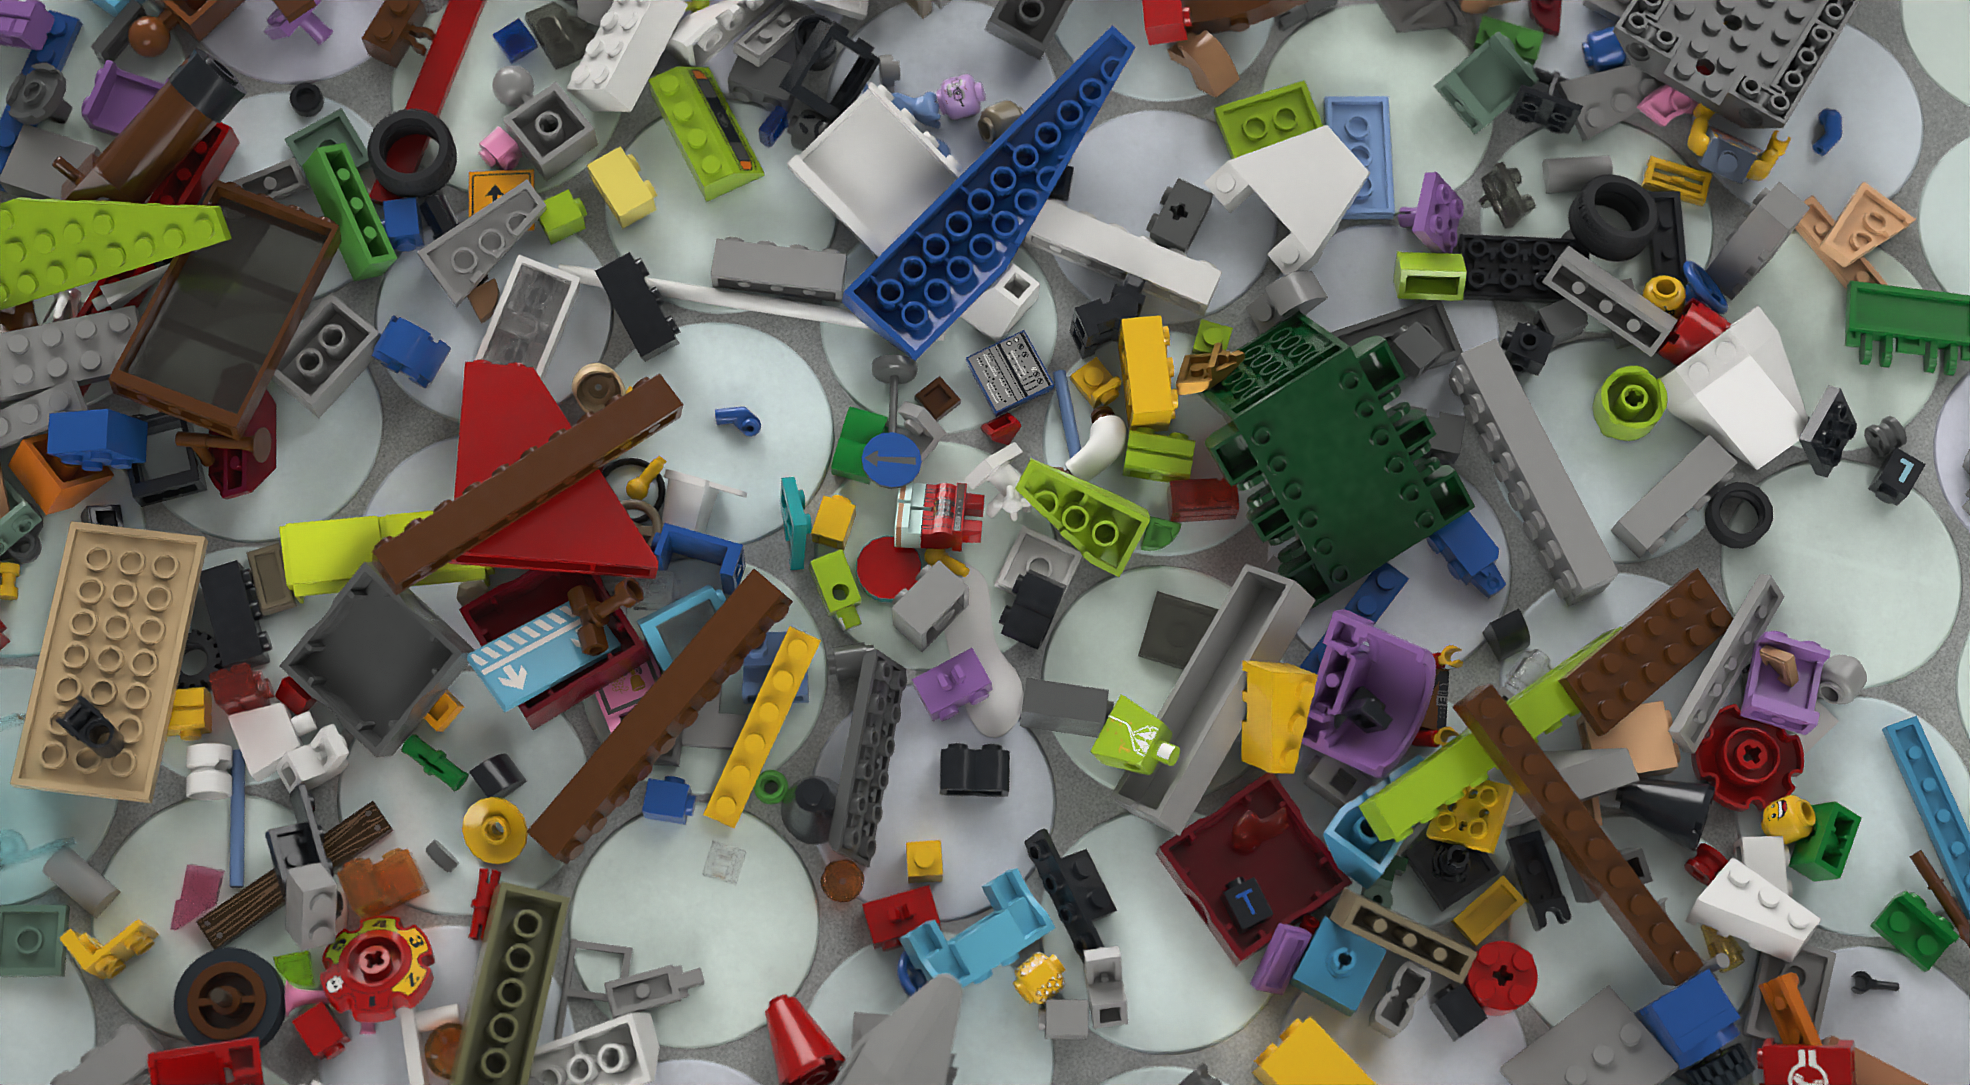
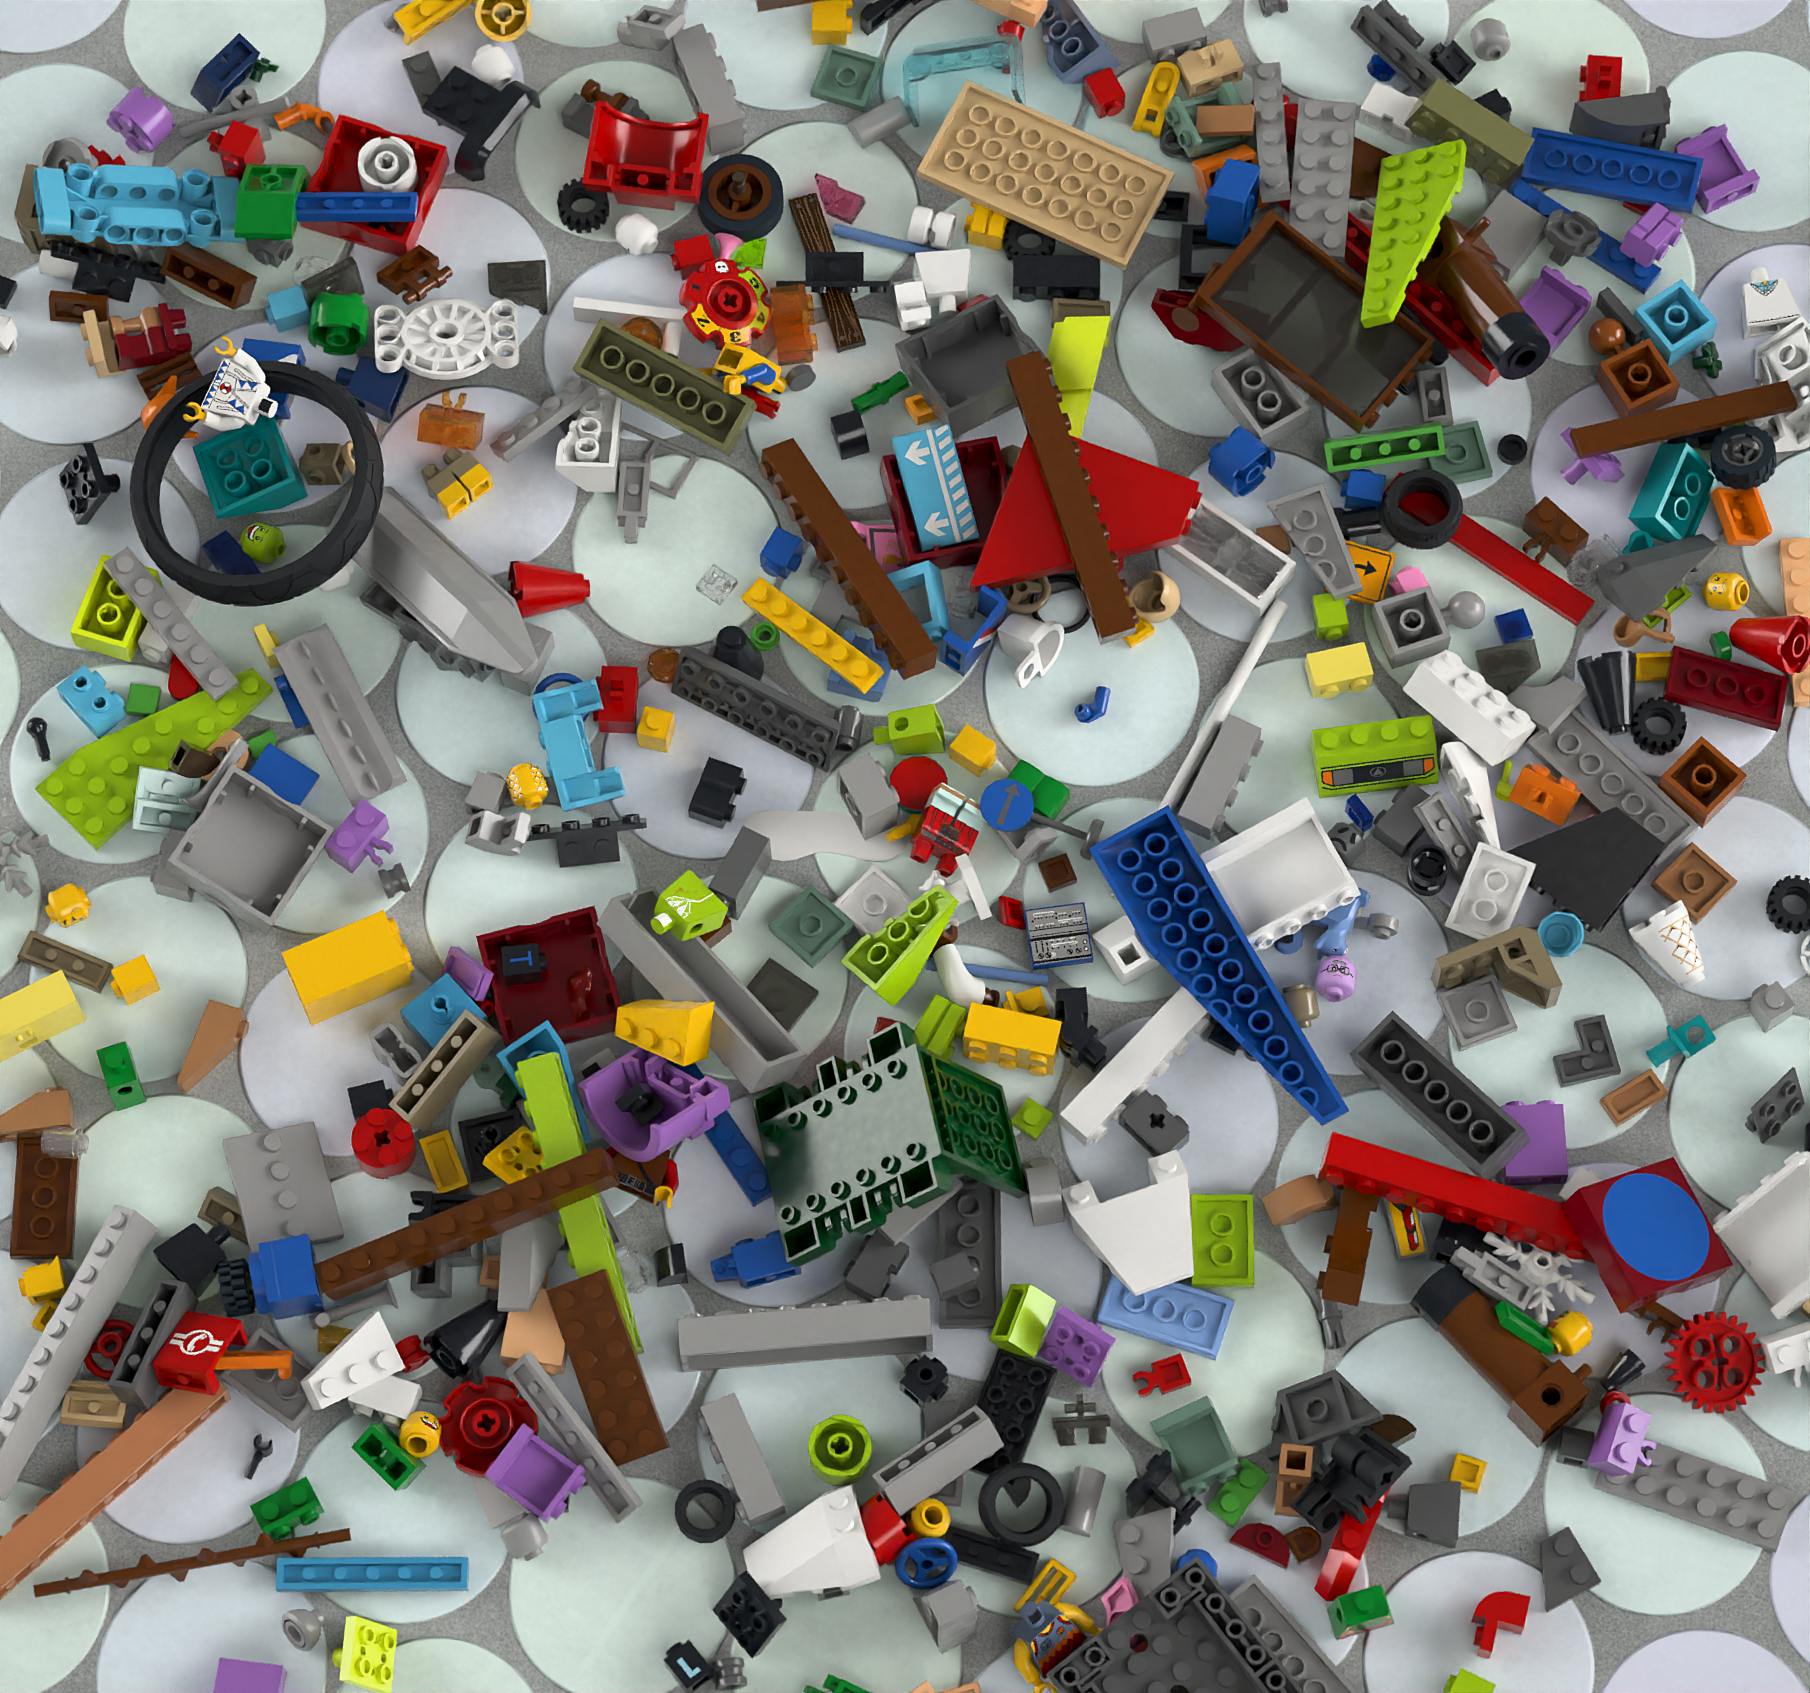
camera: 115 degrees right, 5 degrees down
(88, 724) = (991, 137): black piece -> none
(111, 958) = (813, 110): yellow bracket -> none
(122, 291) = (1359, 248): light grey piece -> none
(240, 689) = (987, 262): clear red brick -> none
(311, 906) = (789, 265): light grey brick -> none
(455, 915) = (746, 368): none -> torso
(483, 836) = (805, 419): yellow dish -> none
(596, 614) = (950, 534): reddish brown bar -> none
(638, 306) = (1220, 649): black brick -> none
(639, 486) = (1060, 609): yellow piece -> none
(795, 522) = (984, 716): teal wing -> none
(854, 81) = (1363, 852): black window -> none
(953, 685) = (796, 799): medium lavender brick -> none
(1032, 609) = (837, 880): black brick -> none
(1088, 622) = (811, 926): none -> sand green plate
(1159, 534) = (869, 1011): bright green tile -> none
(1205, 371) = (997, 1086): pearl gold slope -> none
(1425, 133) = (1167, 1374): none -> red plate
(1782, 663) = (552, 1473): medium nougat tile -> none

